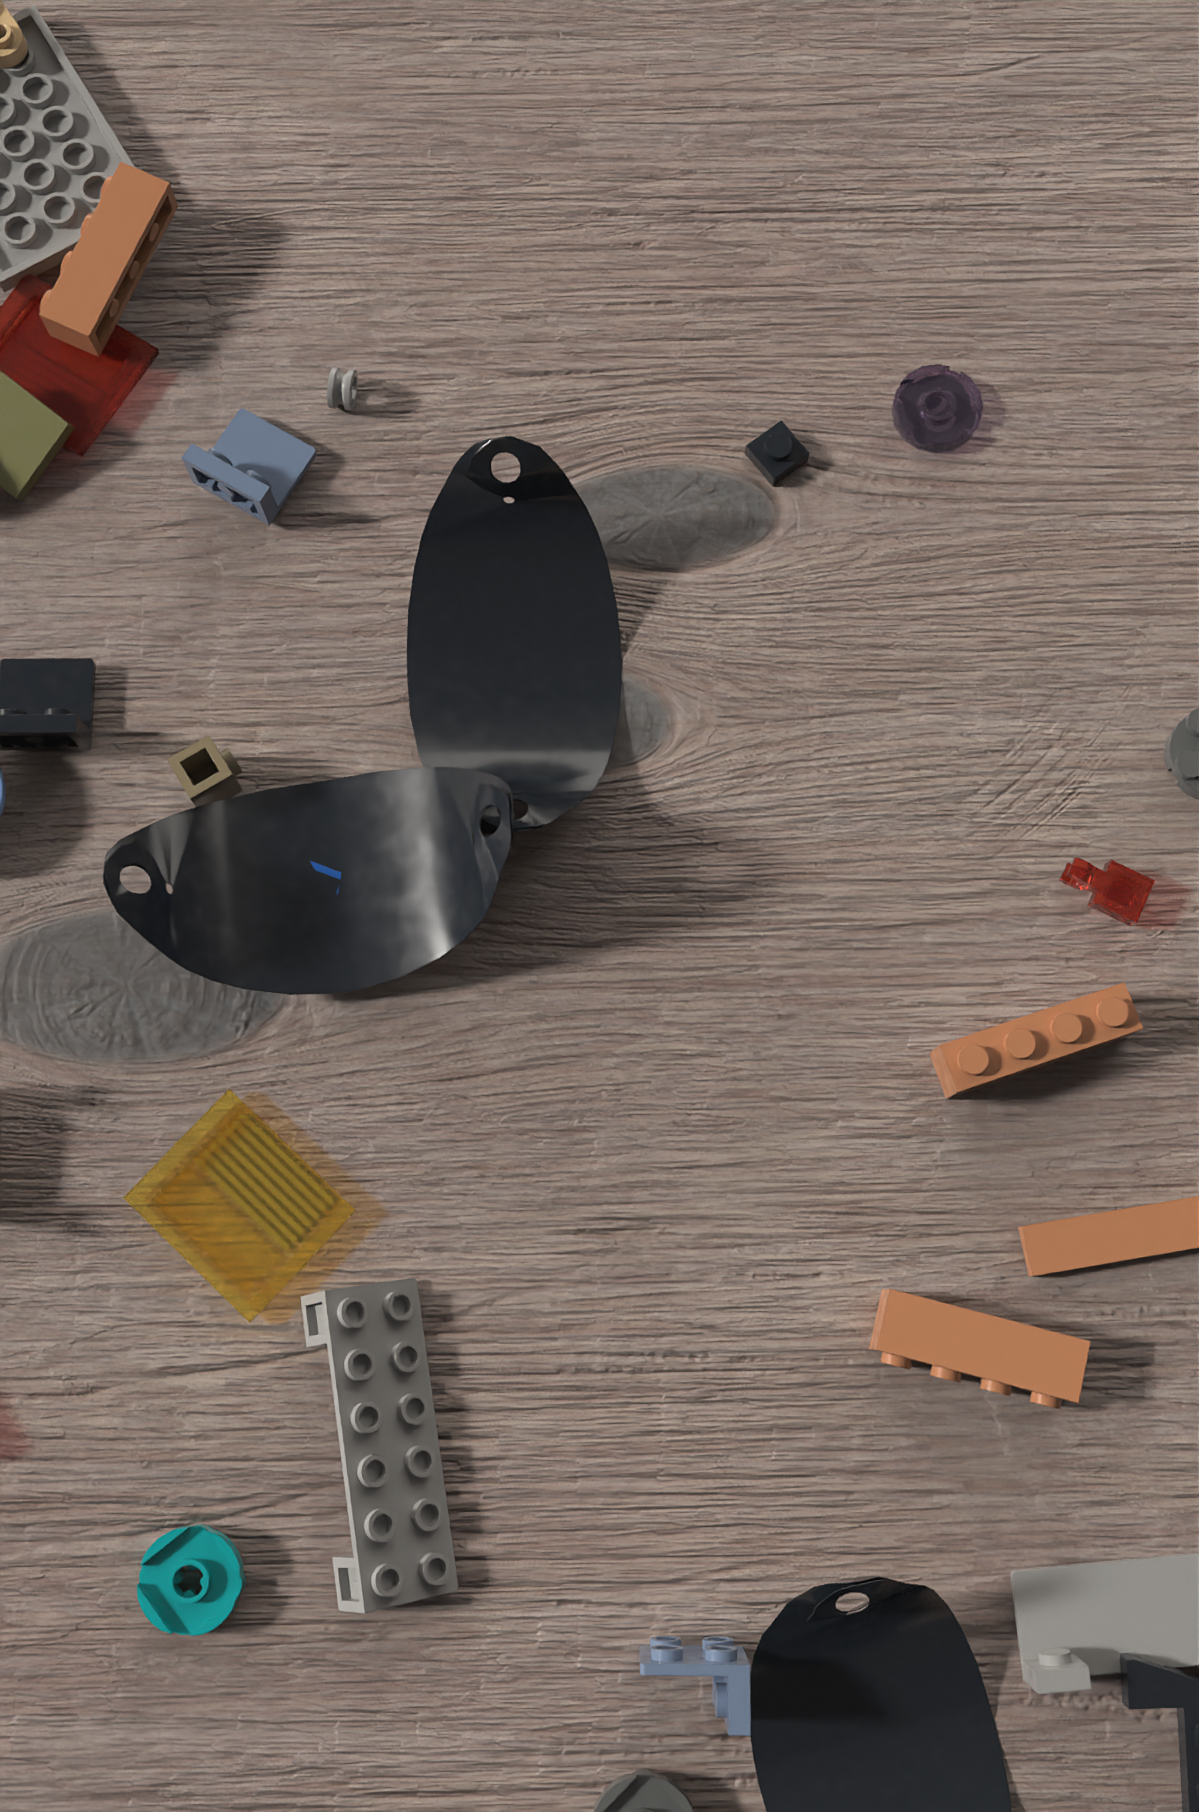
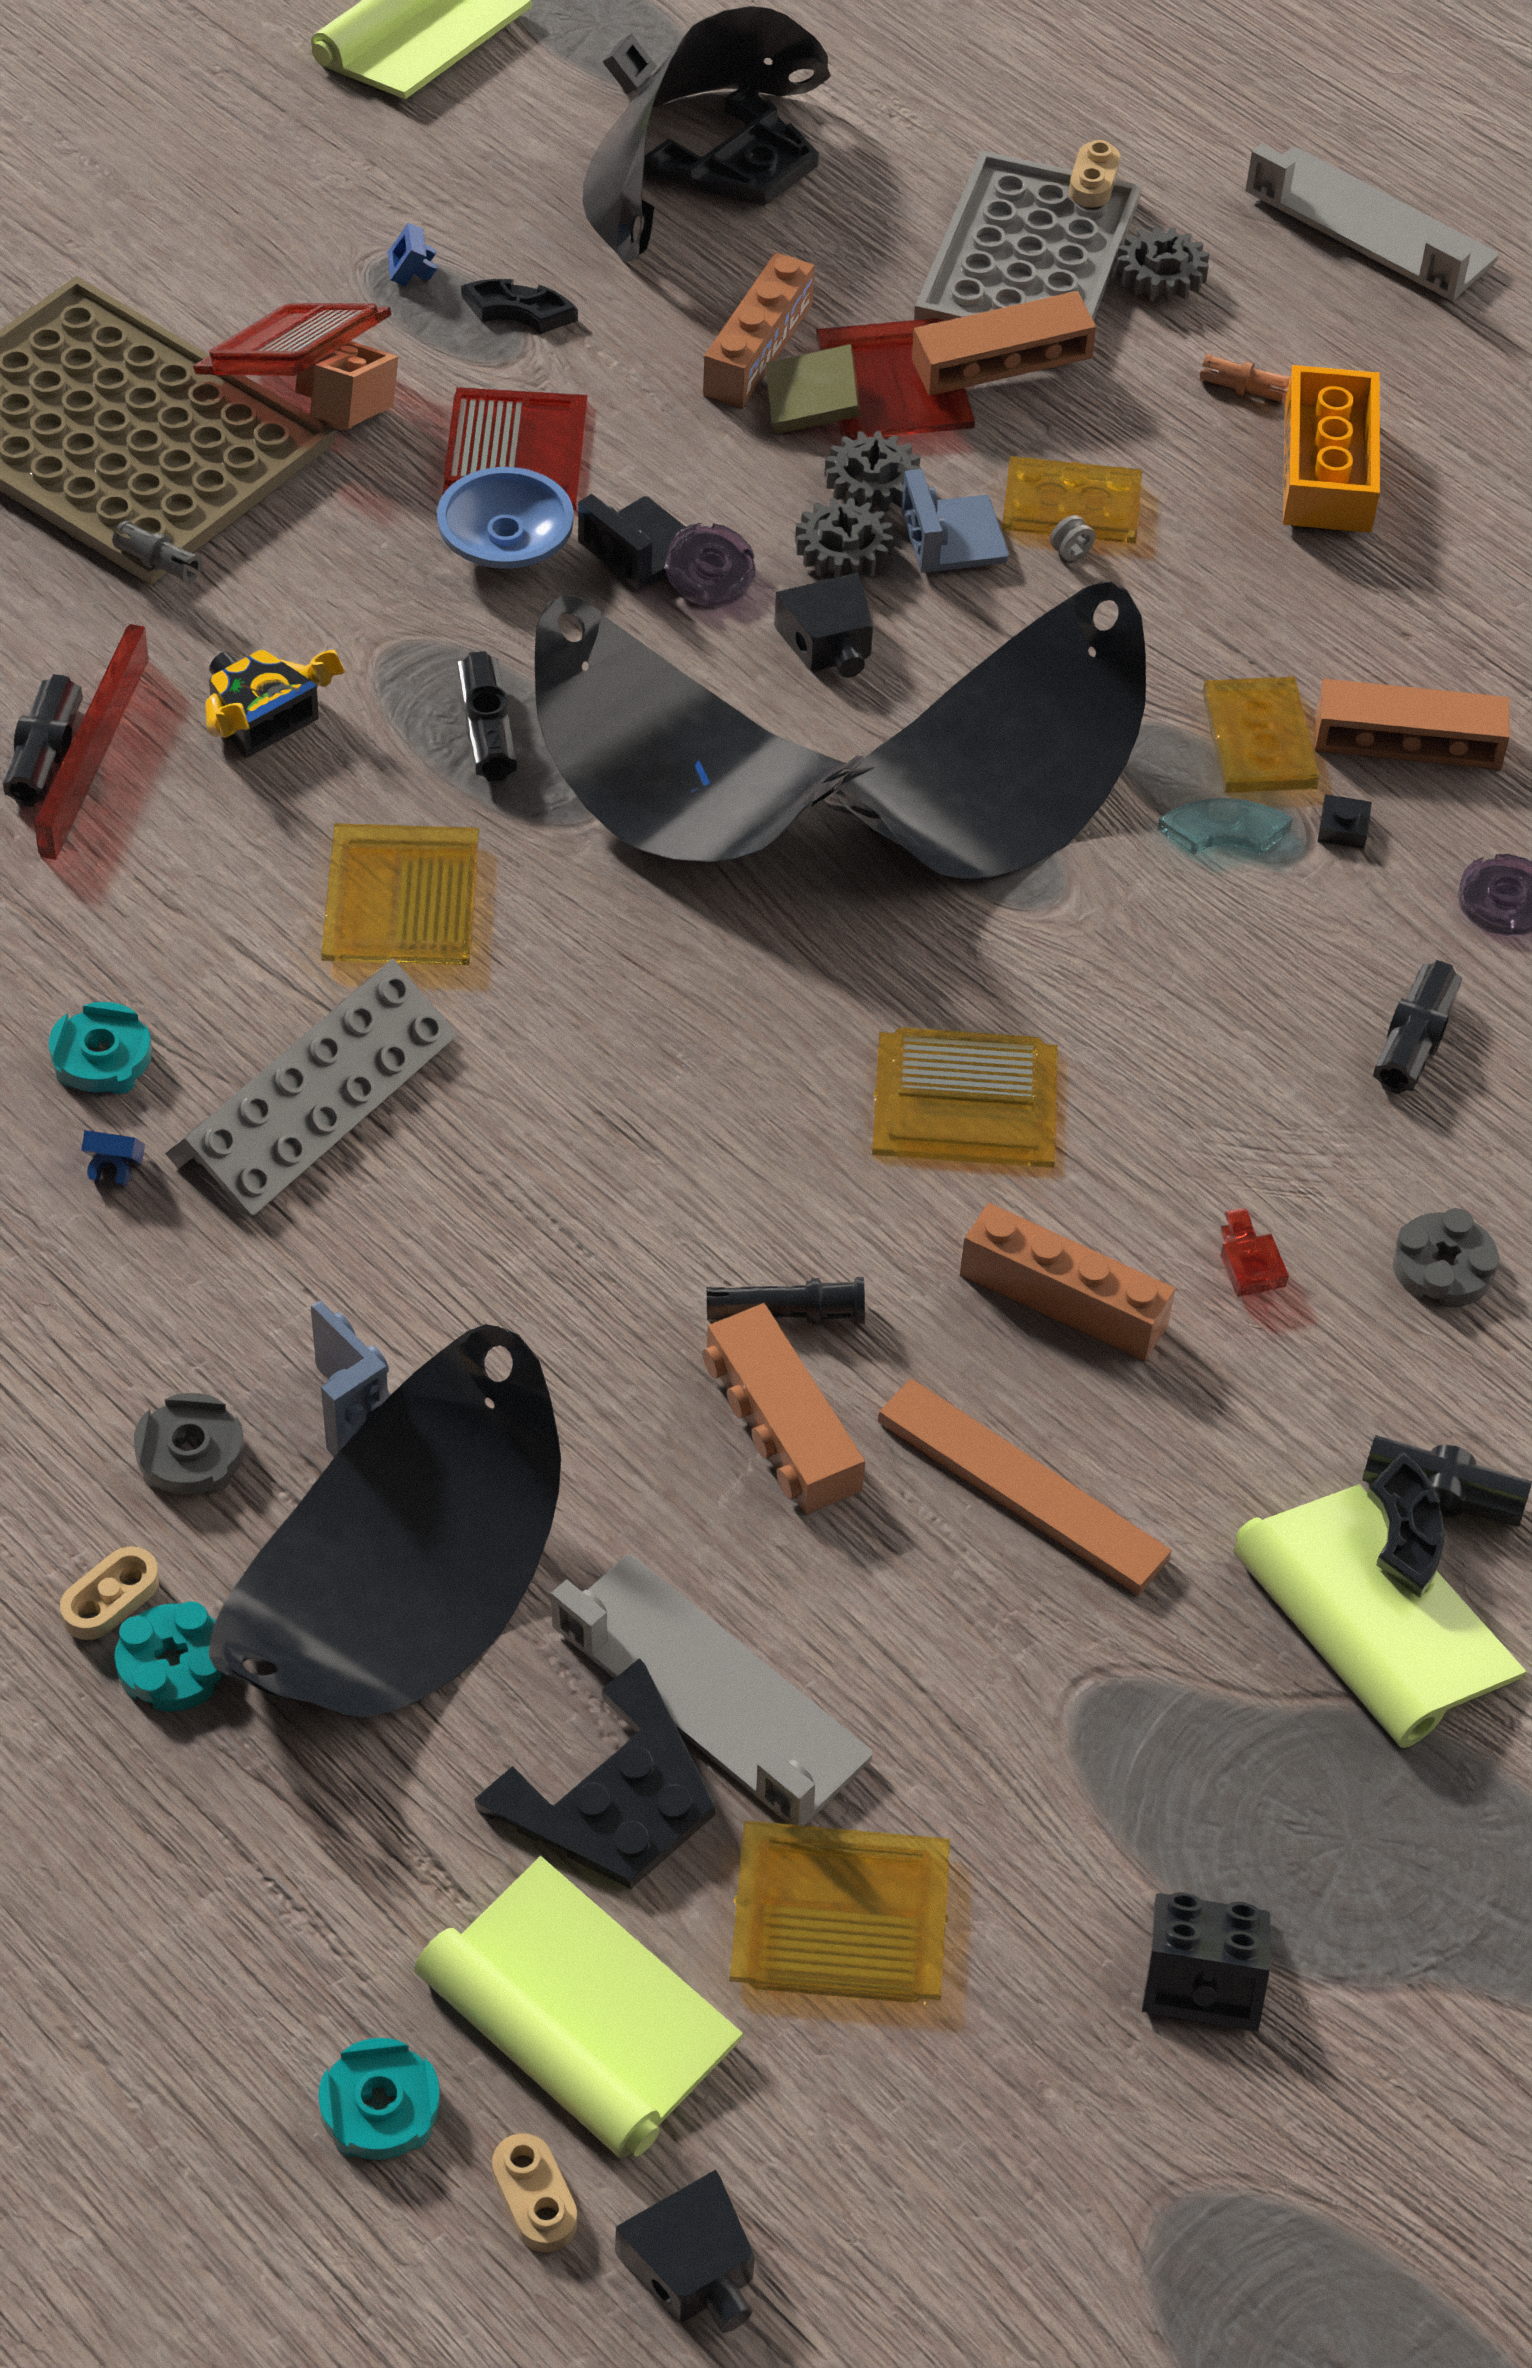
camera: 45 degrees right, 25 degrees down
(98, 970) = (487, 716): none -> black piece
(120, 675) = (710, 564): none -> clear purple tile
(128, 66) = (1162, 264): none -> dark grey gear
(132, 490) = (869, 469): none -> dark grey gear
(192, 572) = (843, 538): none -> dark grey gear
(206, 772) = (695, 647): dark tan brick -> none
(266, 644) = (827, 624): none -> black torso
(295, 347) = (1049, 490): none -> clear yellow plate
(297, 118) = (1244, 378): none -> nougat pin
(308, 1659) = (111, 1150): none -> blue tile
(434, 128) = (1331, 448): none -> light orange brick
(644, 433) = (1260, 734): none -> clear yellow tile
(706, 535) = (1225, 823): none -> clear light blue tile
(736, 324) = (1412, 724): none -> nougat brick
(796, 953) = (965, 1097): none -> clear yellow piece
(897, 1236) = (808, 1301): none -> black pin
(1009, 584) = (1417, 1027): none -> black piece

